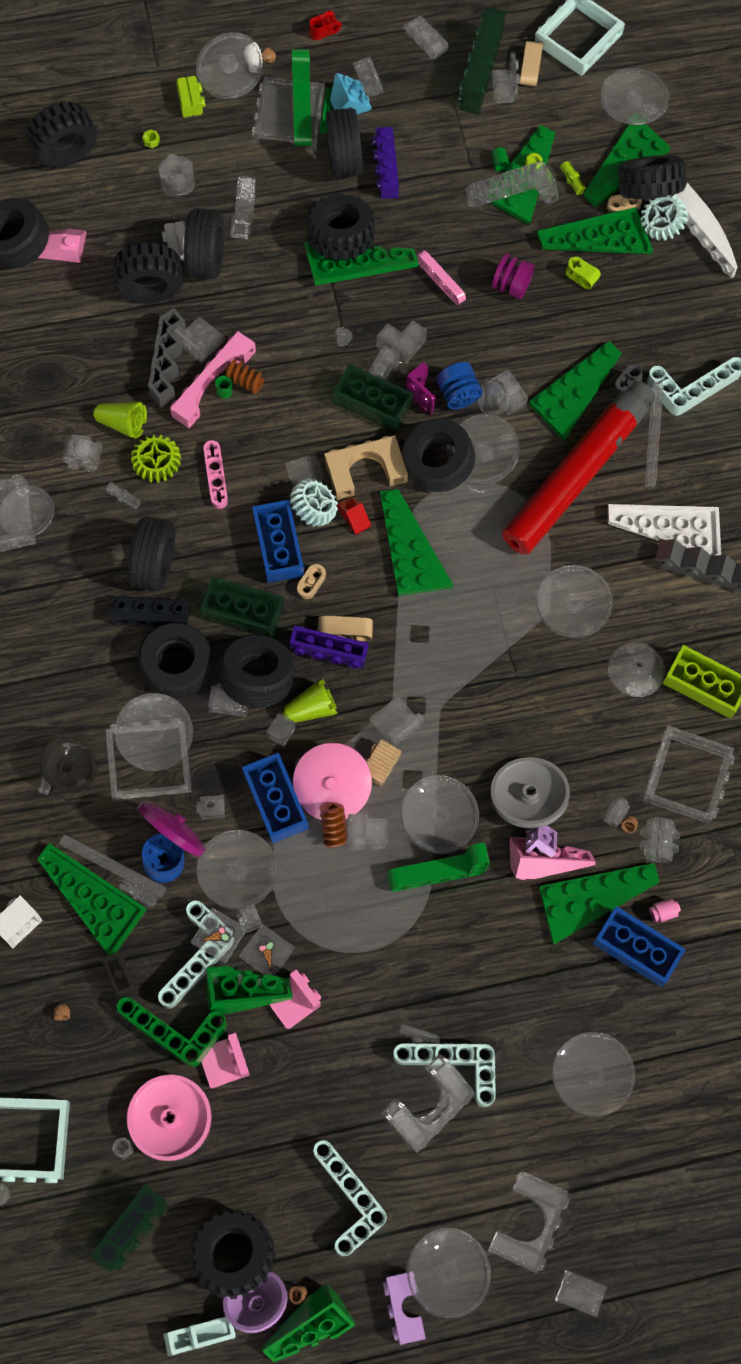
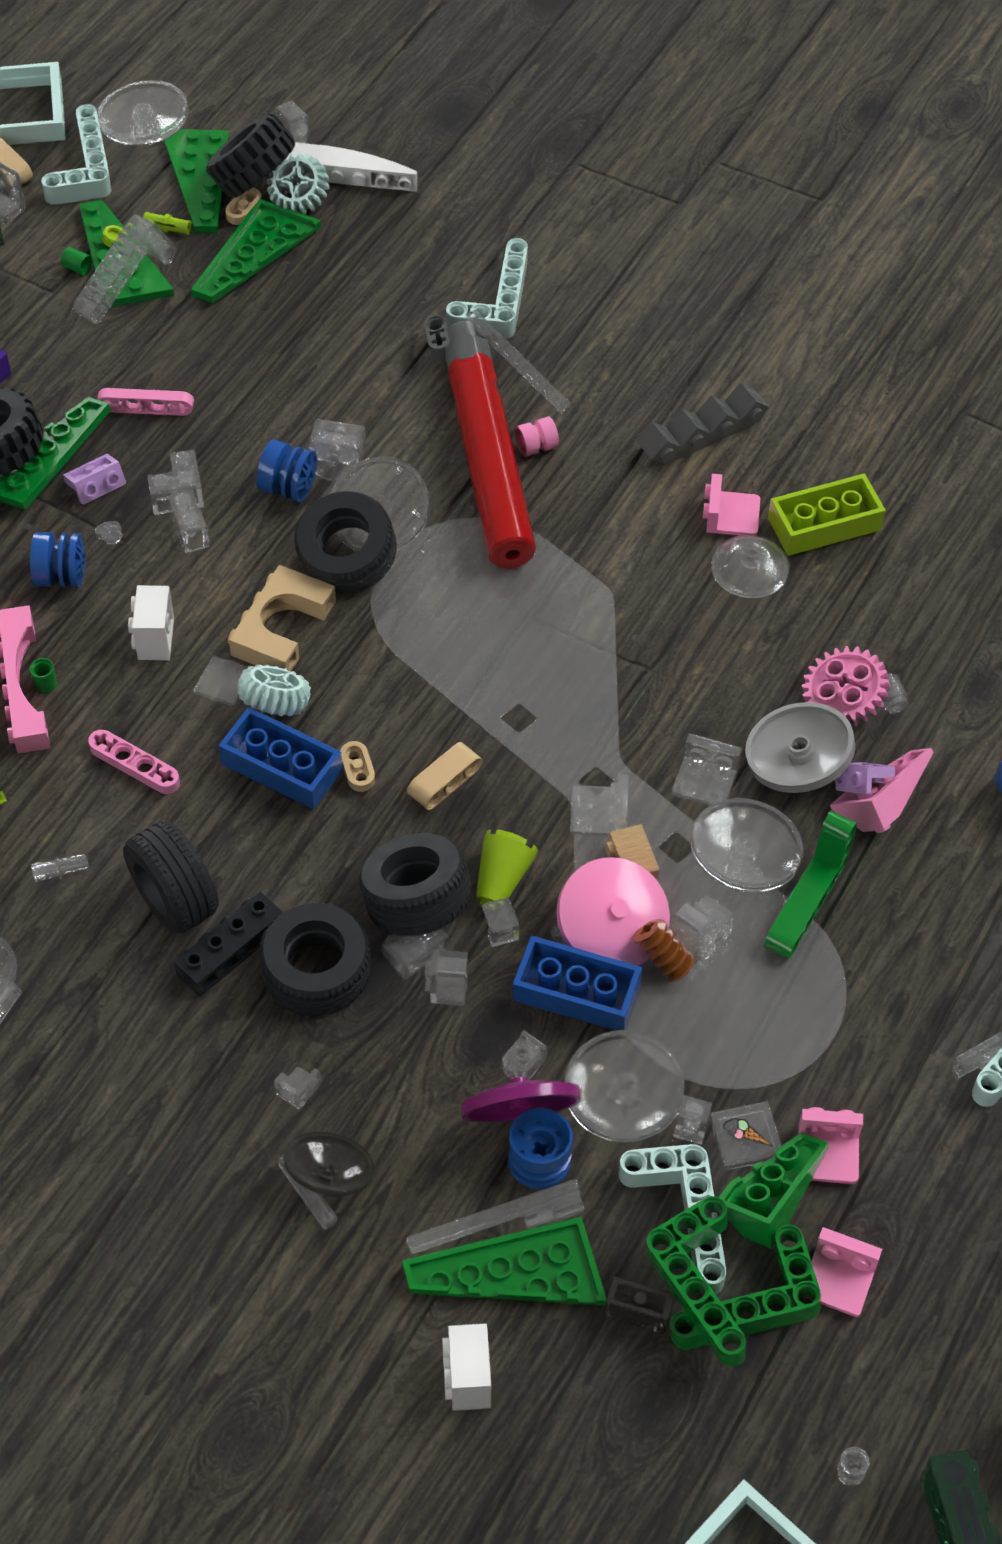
camera: 45 degrees left, 15 degrees down
(61, 1012) = (623, 1409): medium nougat hinge -> none
(102, 713) = (298, 1086): none -> clear panel
(140, 458) = (52, 791): lime gear -> none
(149, 791) = (375, 1113): clear window -> none
(149, 991) = (692, 1280): none -> green beam
(149, 1114) = (864, 1356): bright pink dish -> none
(156, 748) = (377, 1045): clear dish -> none
(218, 935) = (689, 1159): clear tile -> none
(220, 732) = (447, 977): none -> clear brick
(242, 607) = (320, 848): clear green brick -> none
(244, 377) = (53, 646): dark orange piece -> none
(294, 329) = (62, 560): none -> blue wheel
(299, 408) = (152, 622): none -> white brick
(328, 647) = (455, 801): dark purple brick -> none
(354, 514) = (324, 670): red slope -> none
(368, 299) = (95, 478): none -> lavender bracket
(372, 397) = (213, 553): clear green brick -> none
(412, 557) = (426, 657): green wing -> none
(416, 384) = (255, 508): magenta bracket -> none
(469, 757) = (707, 770): none -> clear bracket
(511, 275) = (217, 340): magenta wheel -> none
(566, 116) = (86, 182): none -> light aqua beam
(570, 395) = (396, 397): green wing -> none
(574, 601) = (628, 555): clear dish -> none
(582, 273) = (281, 290): lime piece -> none
(584, 900) = (961, 794): green wing -> none
(612, 488) = (538, 436): none -> bright pink wheel
(612, 777) = (847, 684): none -> bright pink gear
(629, 824) = (917, 695): medium nougat hinge -> none
(660, 838) = (960, 675): clear piece -> none
(662, 628) = (730, 511): none -> bright pink bracket
(686, 524) = (623, 422): white wing -> none
(702, 177) = (294, 120): none -> clear brick
(703, 744) = (878, 626): clear window -> none

